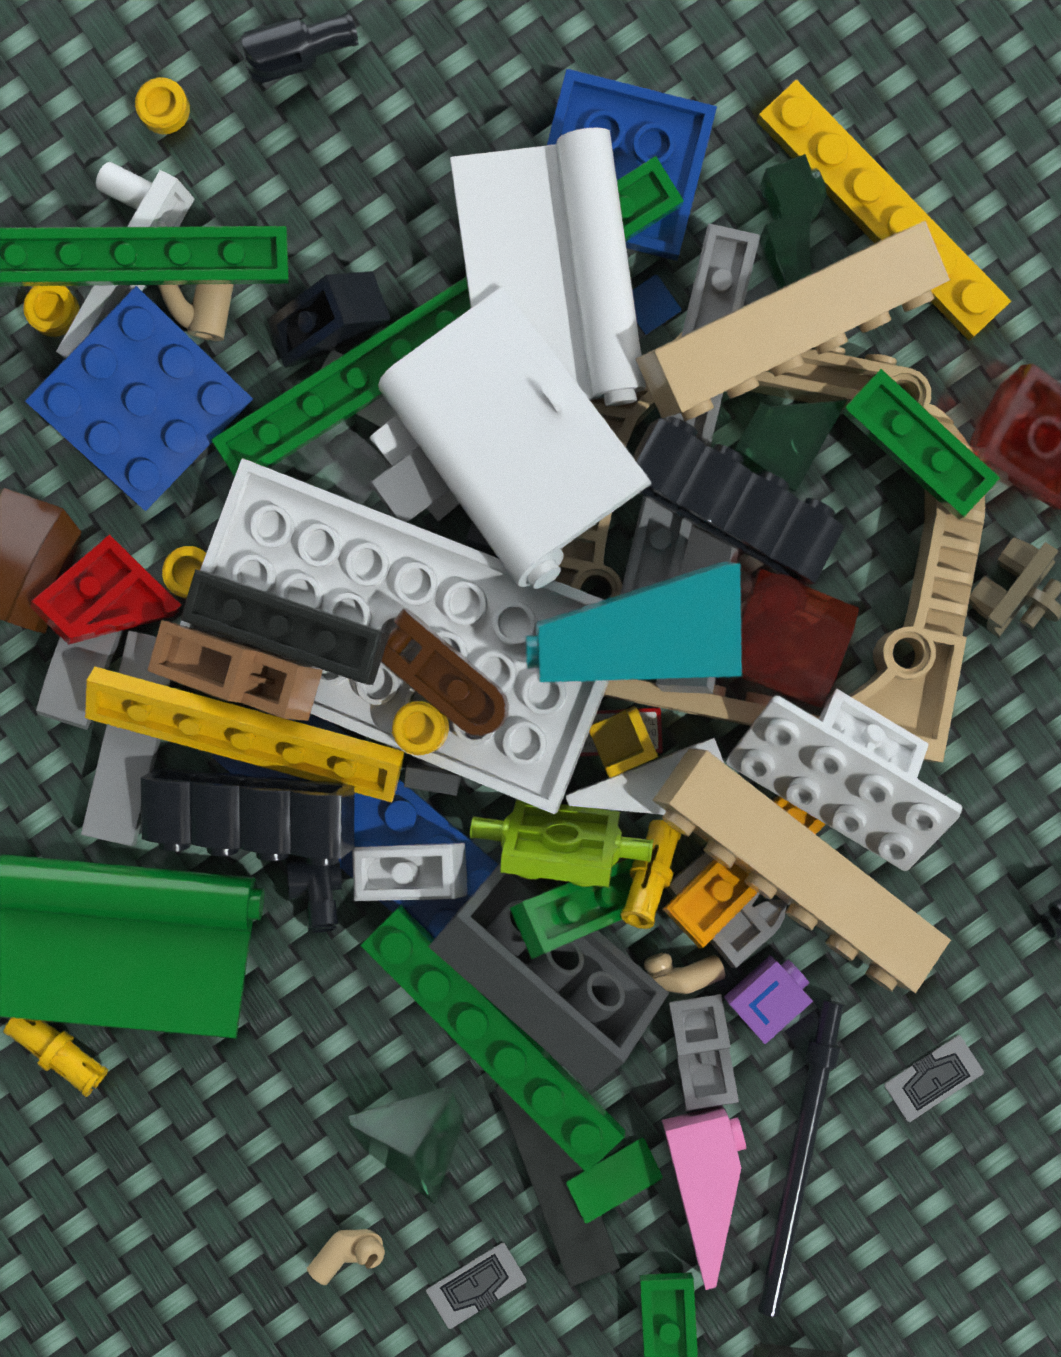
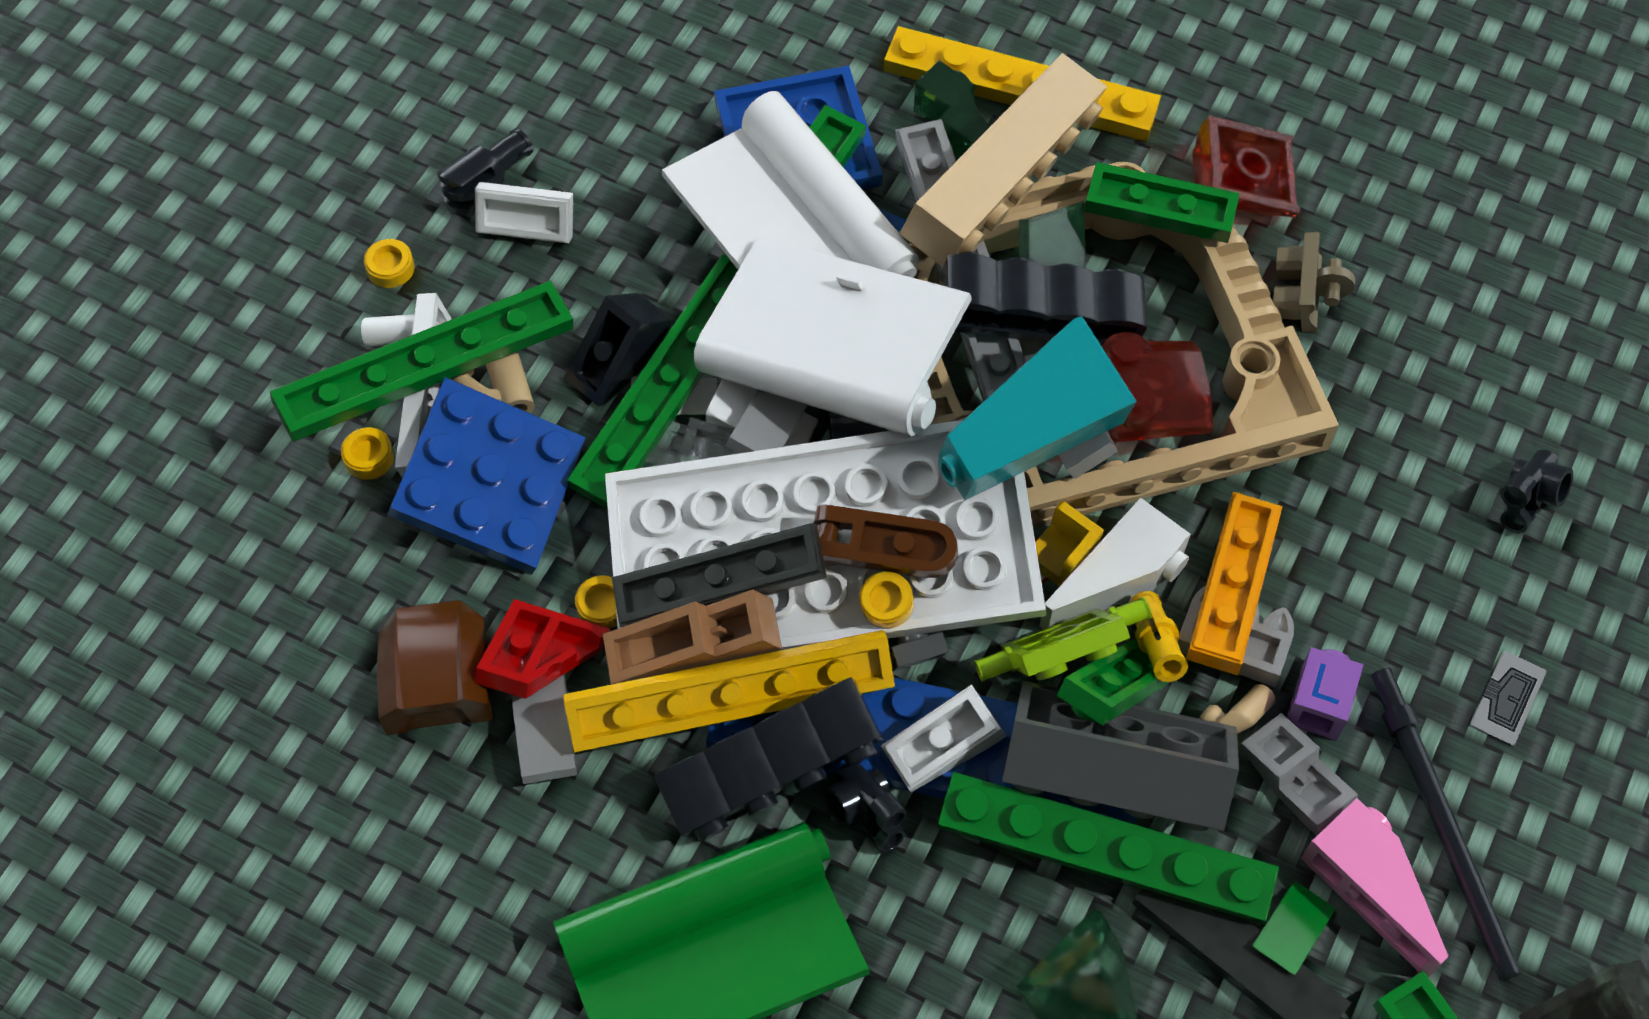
camera: 30 degrees left, 25 degrees down
(124, 758) = (628, 794): light grey tile -> none
(311, 118) = (524, 212): none -> white tile
(801, 870) = (1282, 560): tan brick -> none
(848, 773) = (1270, 469): white bracket -> none

